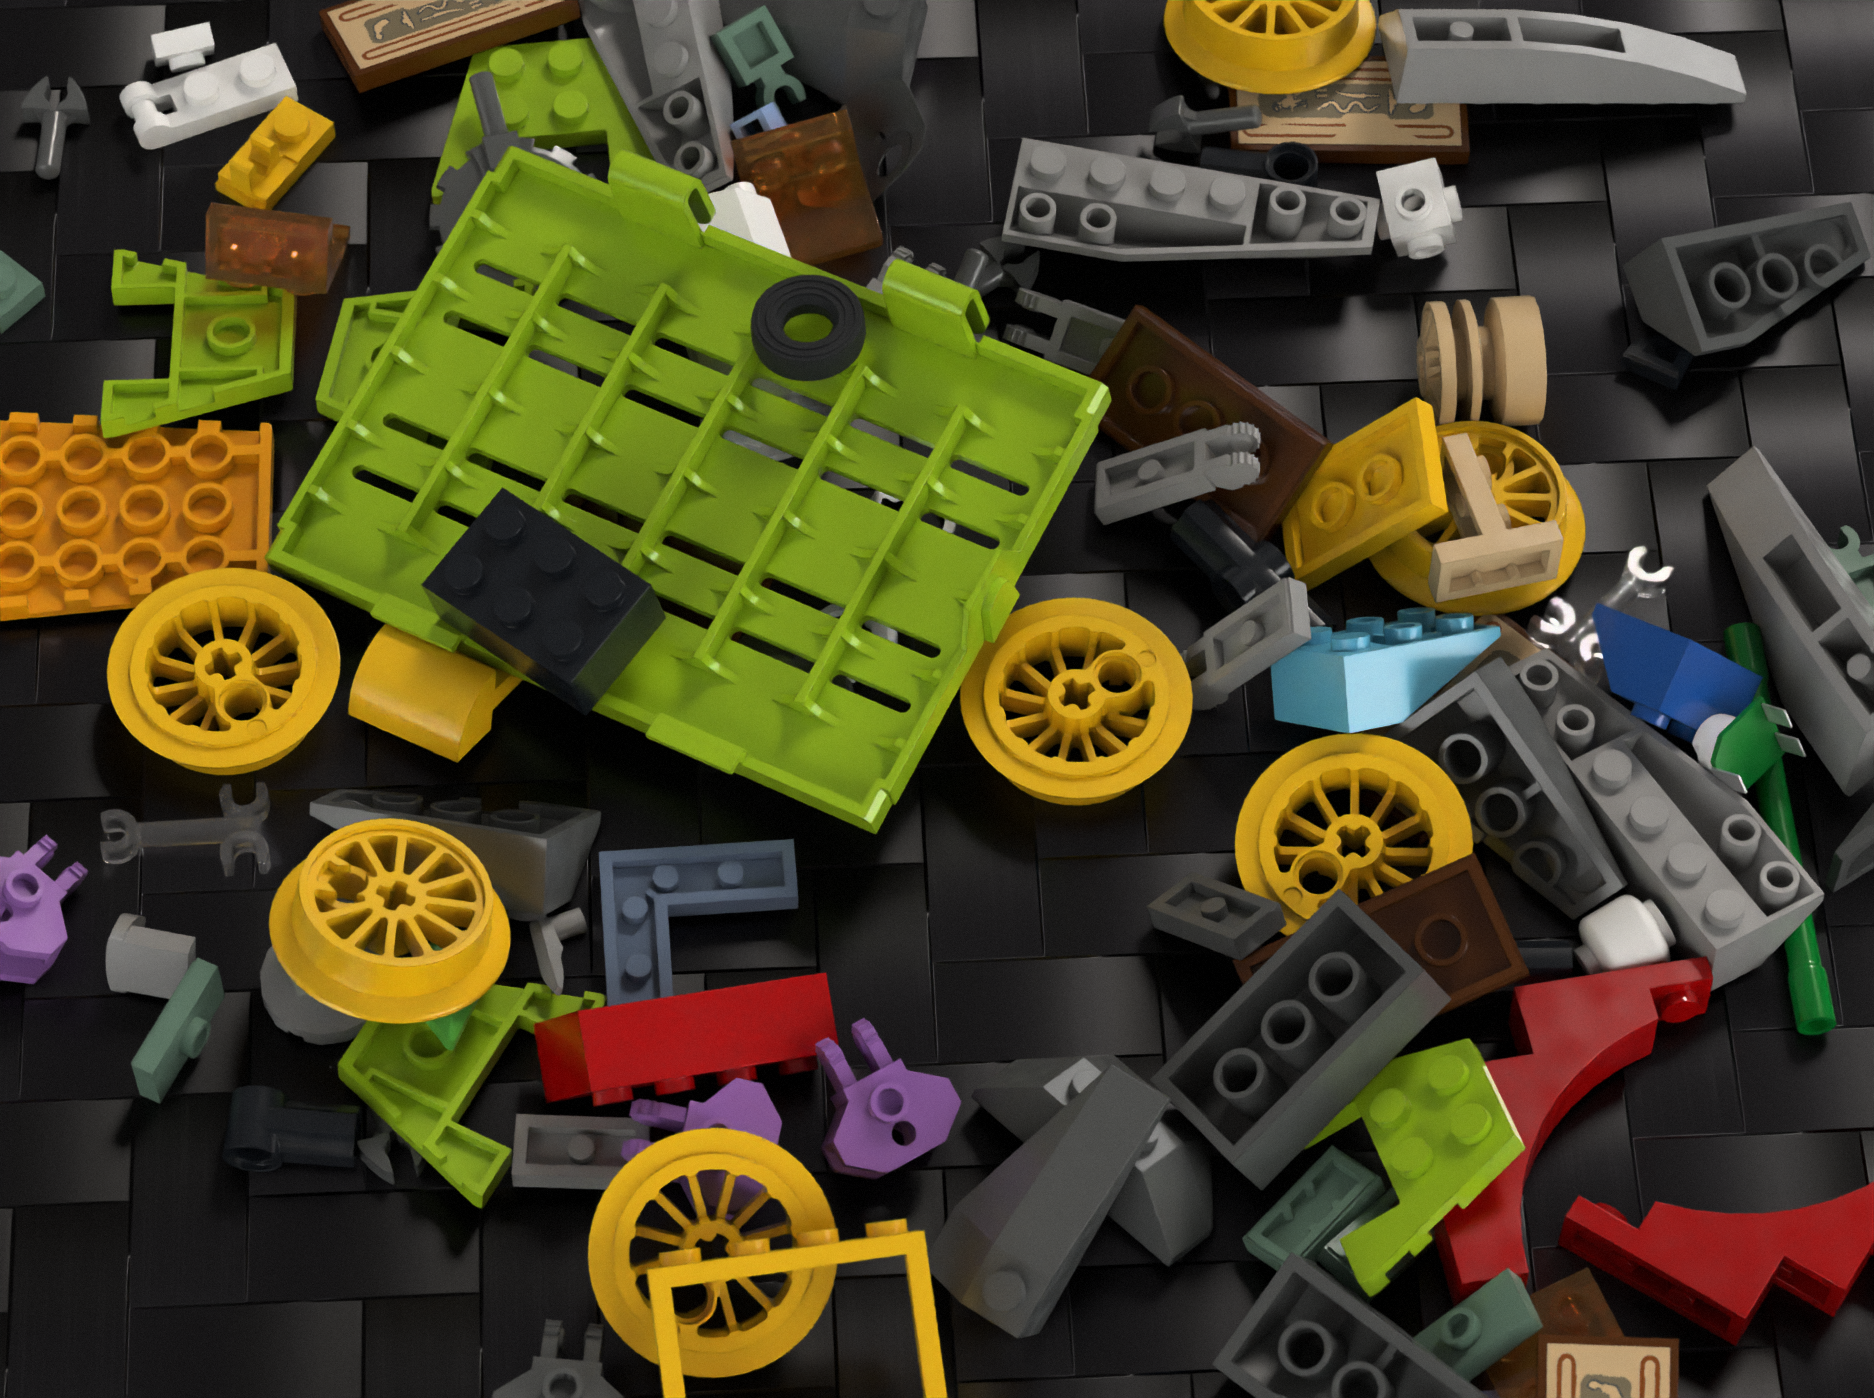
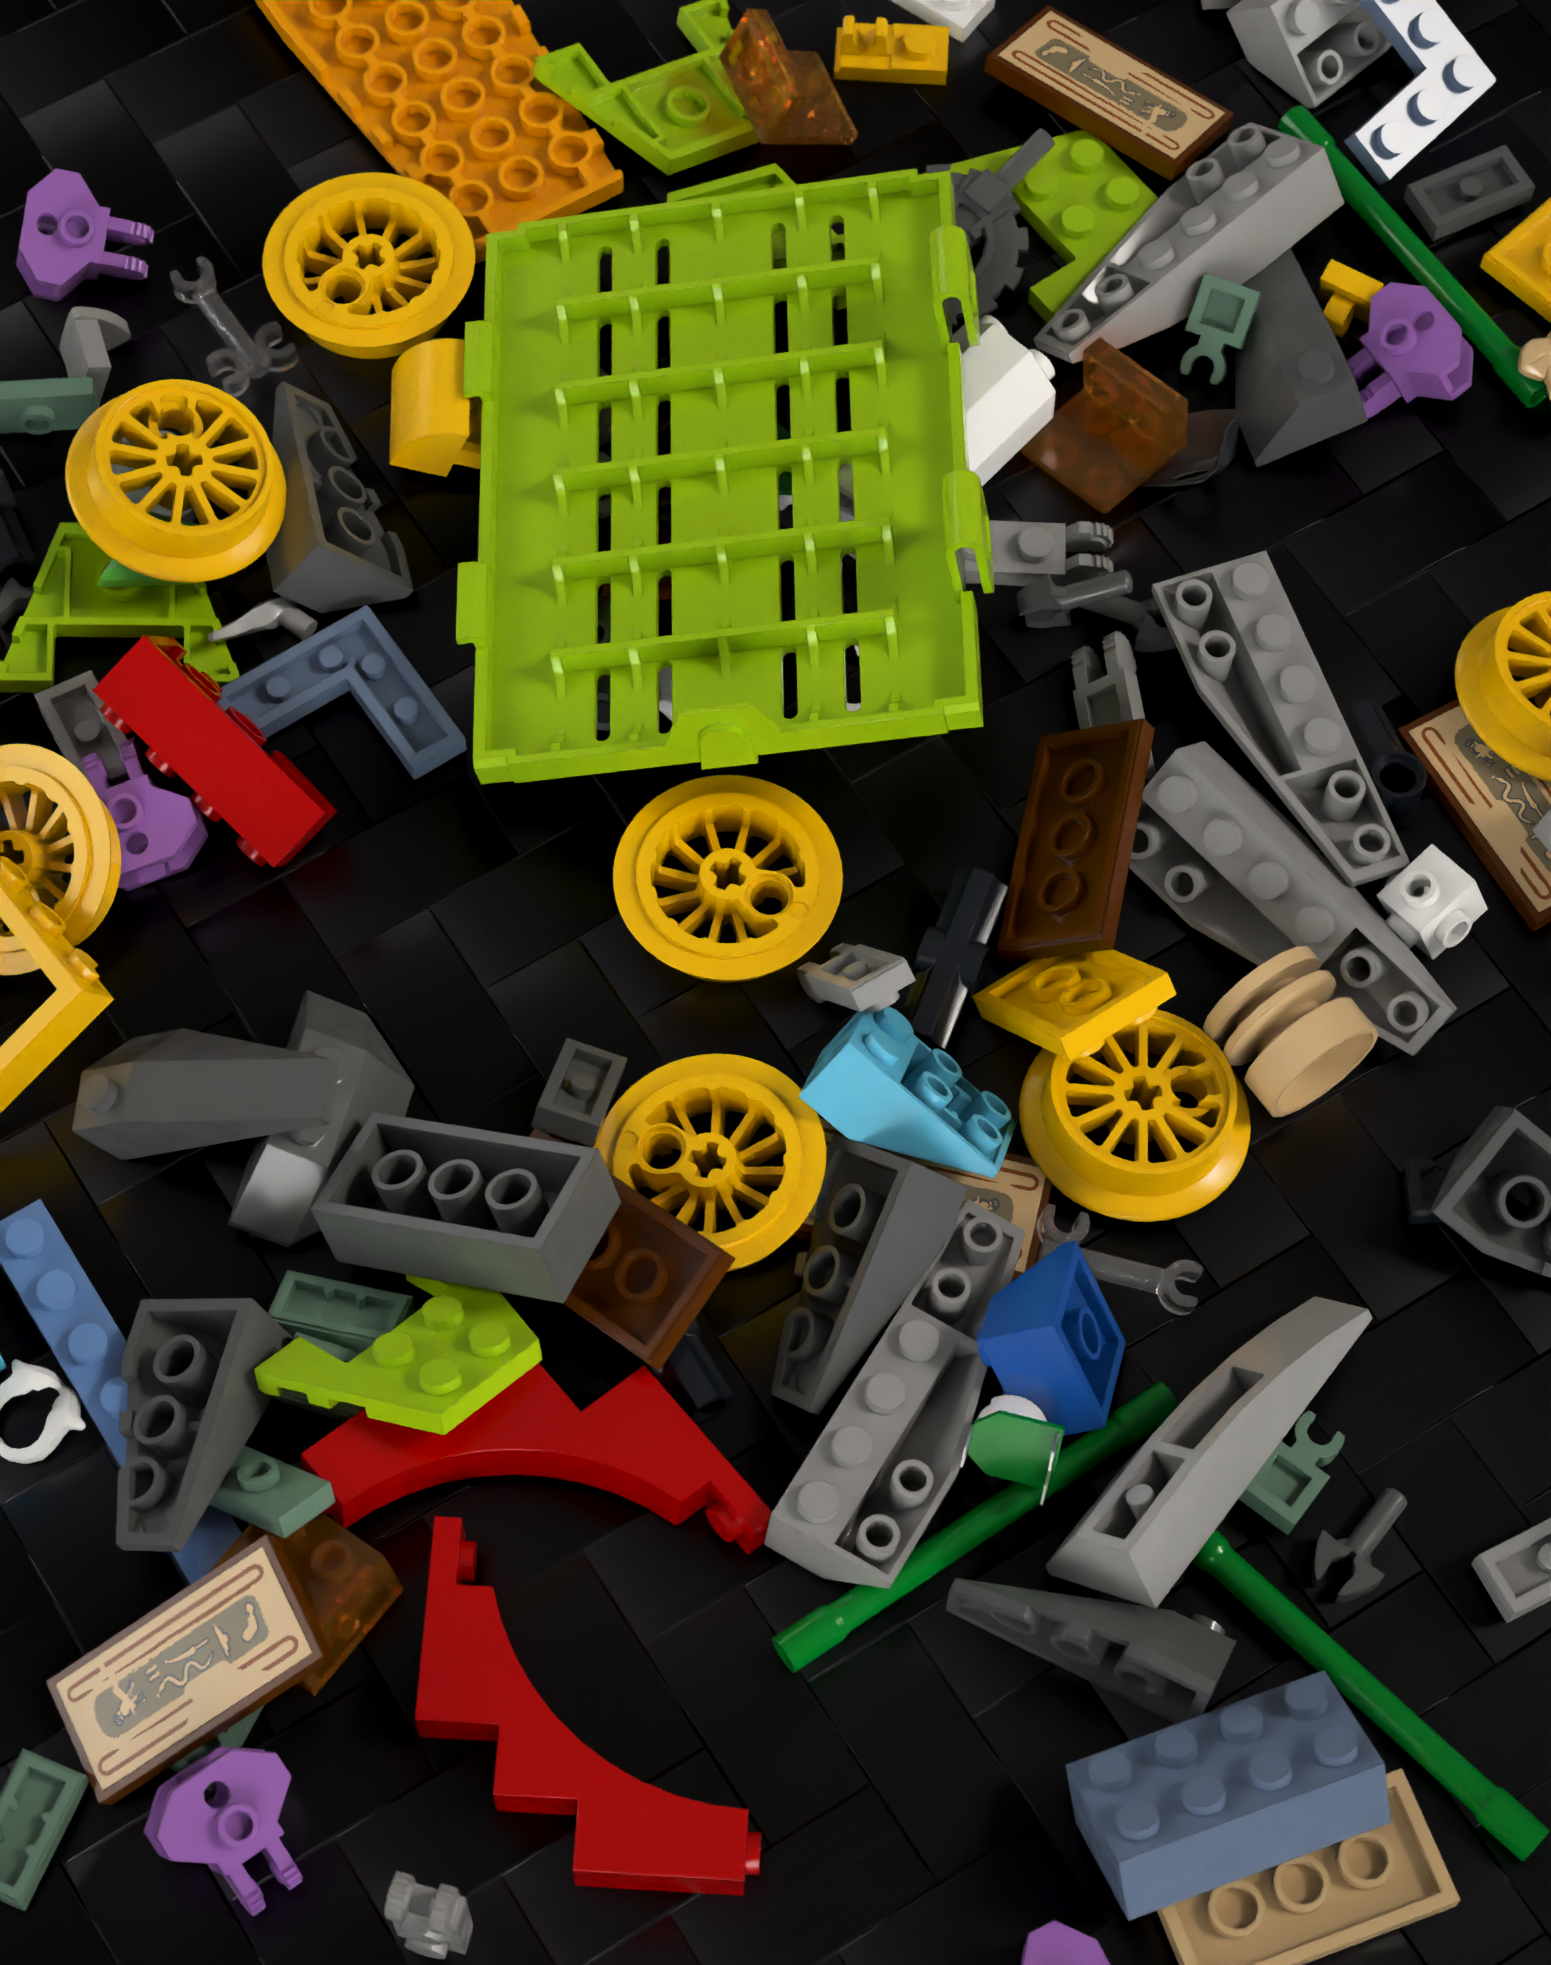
camera: 60 degrees right, 5 degrees up
(544, 601) = (521, 420): black brick -> none
(768, 116) = (1155, 359): light blue piece -> none
(808, 359) = (892, 491): black tyre -> none
(888, 1099) = (237, 922): medium lavender hinge -> none
(1176, 471) = (1009, 841): light grey hinge -> none
(1183, 129) = (1398, 690): dark grey bar -> none
(1342, 317) = (1264, 888): none -> light grey wedge
(1490, 551) = (1070, 1126): tan bracket -> none
(1623, 936) = (762, 1442): white head -> none

